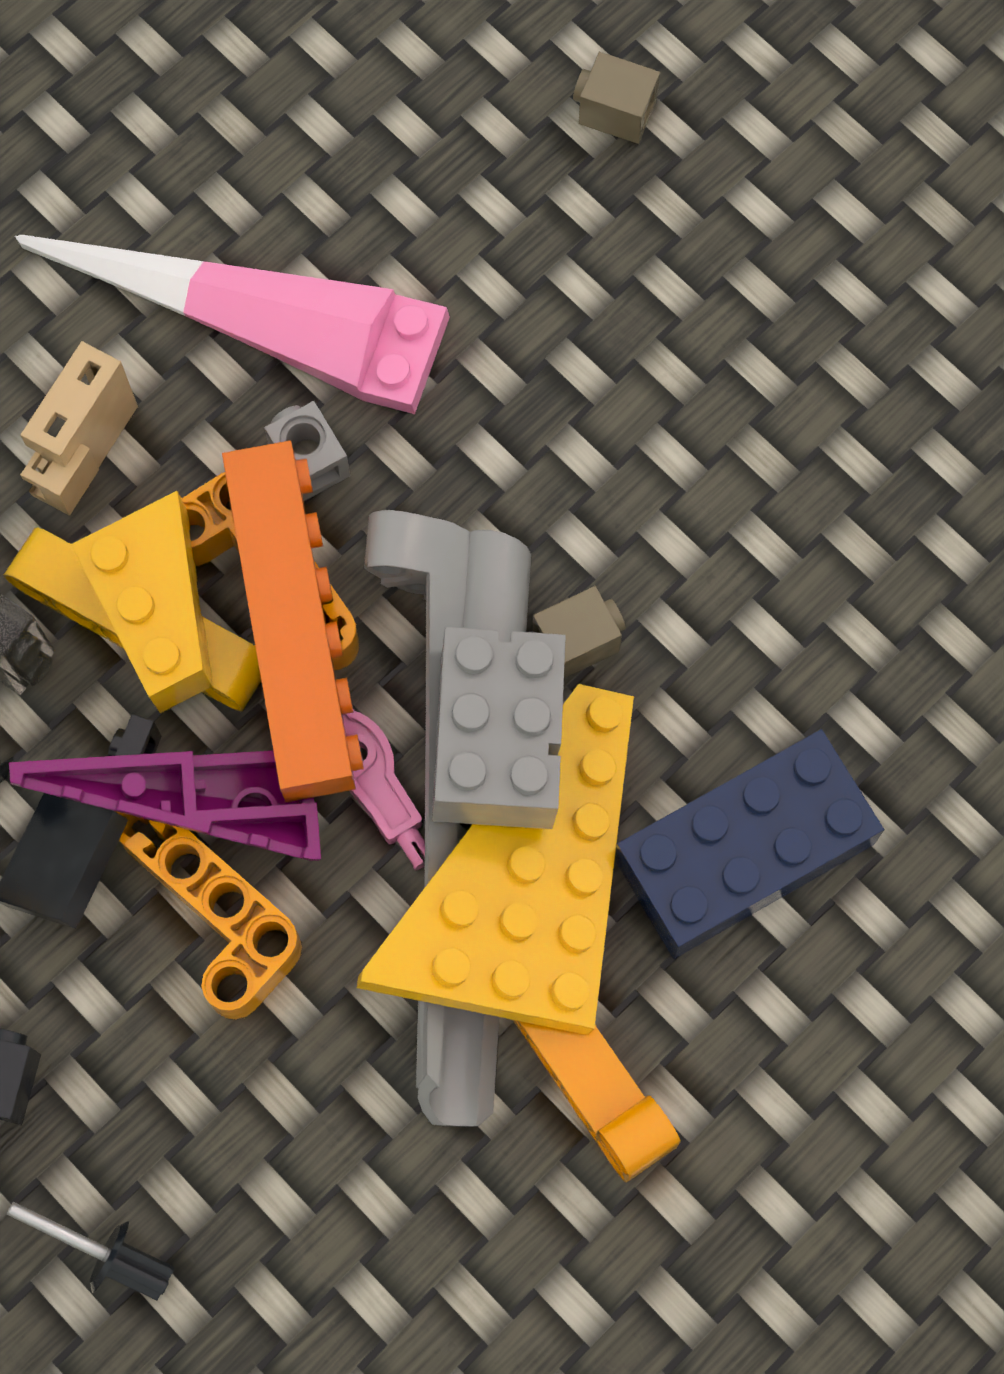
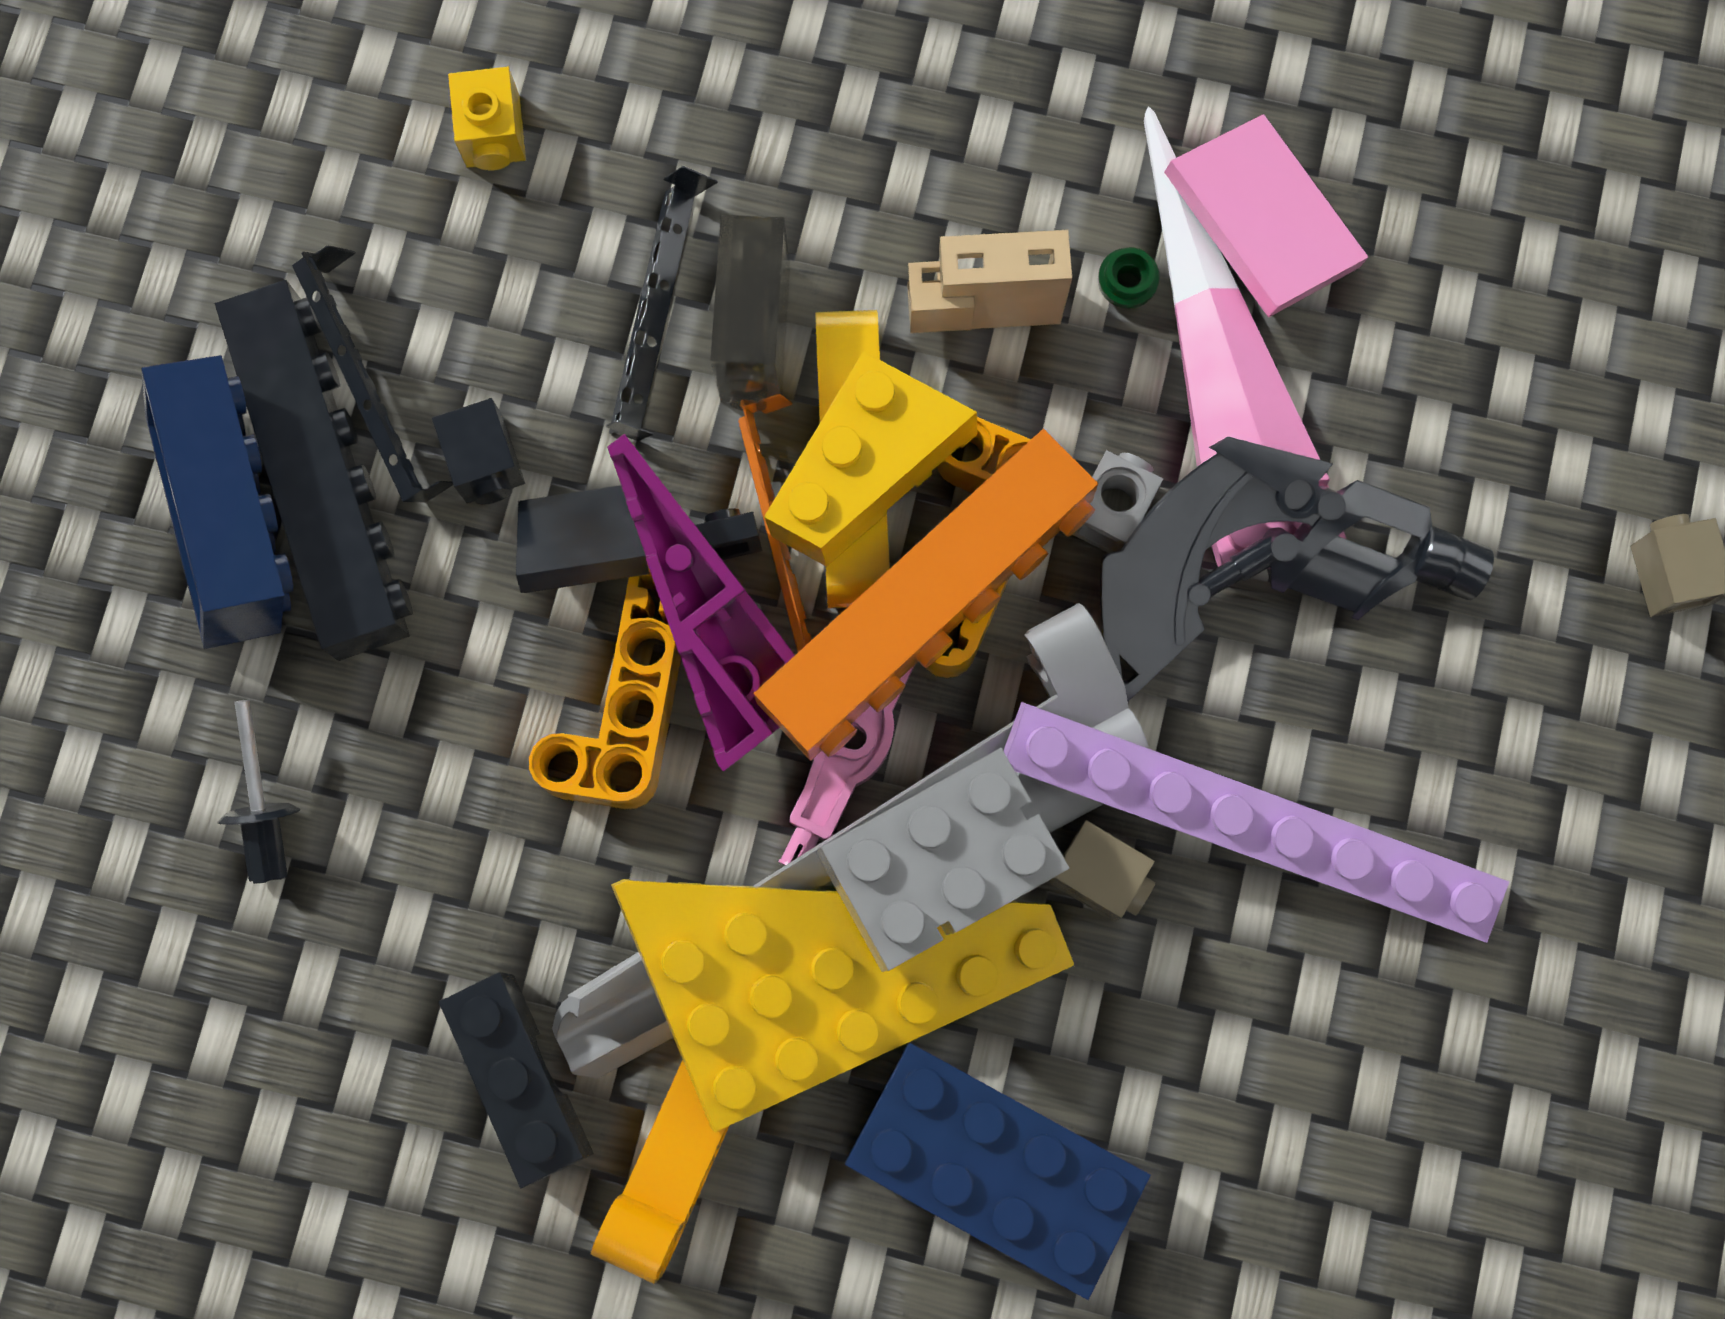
camera: 60 degrees right, 5 degrees up
(123, 707) = (766, 497): none -> orange piece
(136, 319) = (1130, 261): none -> dark green plate
(160, 207) = (1265, 215): none -> bright pink tile
(384, 455) = (1154, 582): none -> black piece
(454, 1167) = (512, 1080): none -> black arch
(609, 499) = (1253, 822): none -> lavender plate

